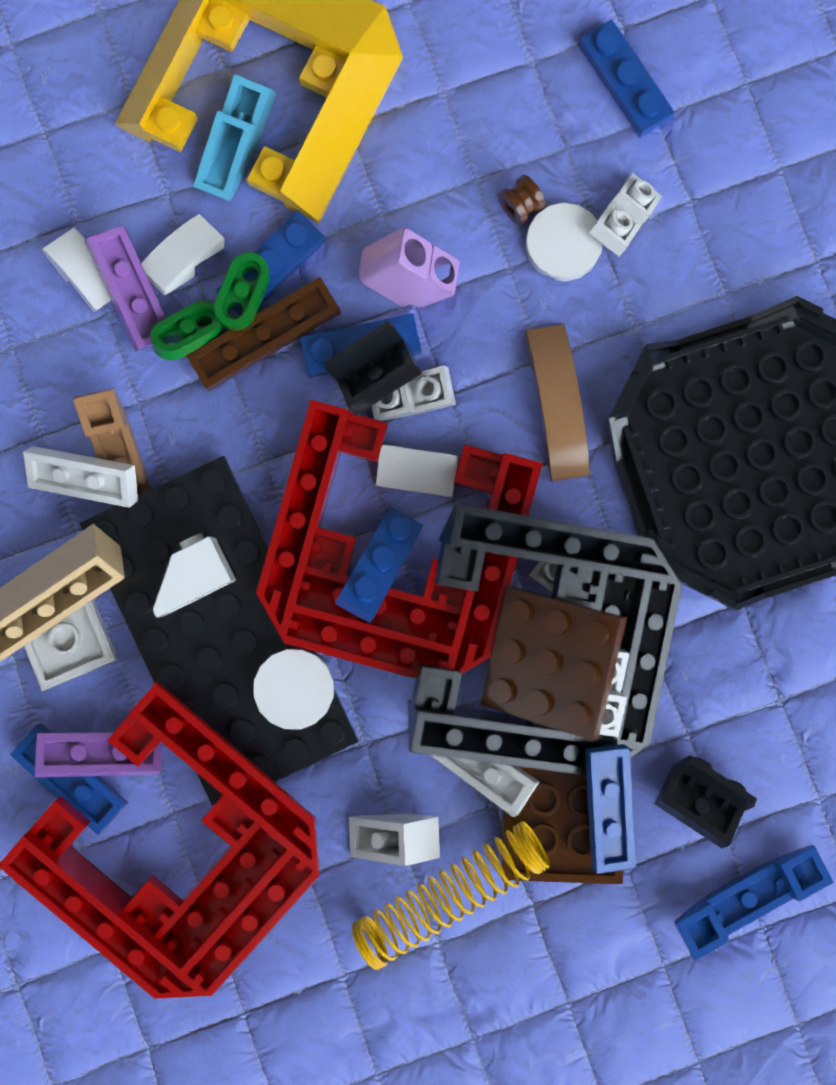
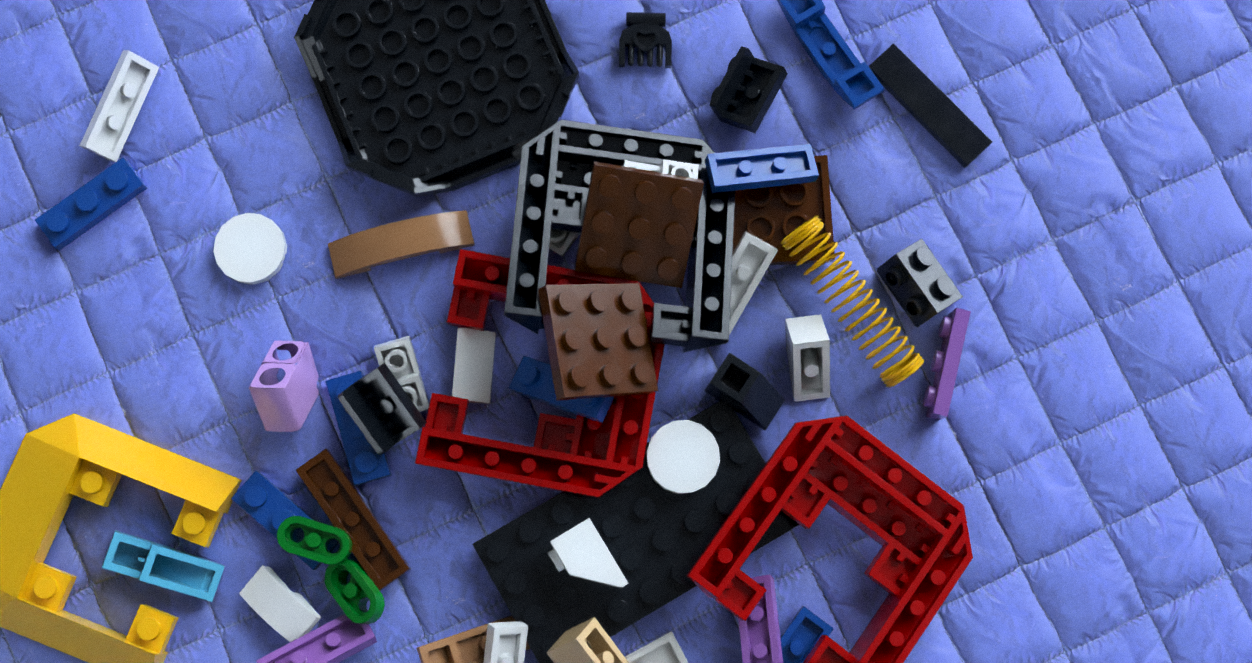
camera: 100 degrees left, 5 degrees down
(361, 763) = (745, 391): none -> black slope
(374, 994) = (946, 363): none -> medium lavender plate
(421, 605) = (597, 340): none -> reddish brown plate
(468, 973) = (919, 282): none -> black bracket
(521, 199) = (212, 289): reddish brown wheel -> none
(625, 214) = (222, 194): white slope -> none
(673, 1009) = (929, 106): none -> black tile
(732, 109) = (119, 106): none -> white plate
(778, 689) = (645, 34): none -> black piece

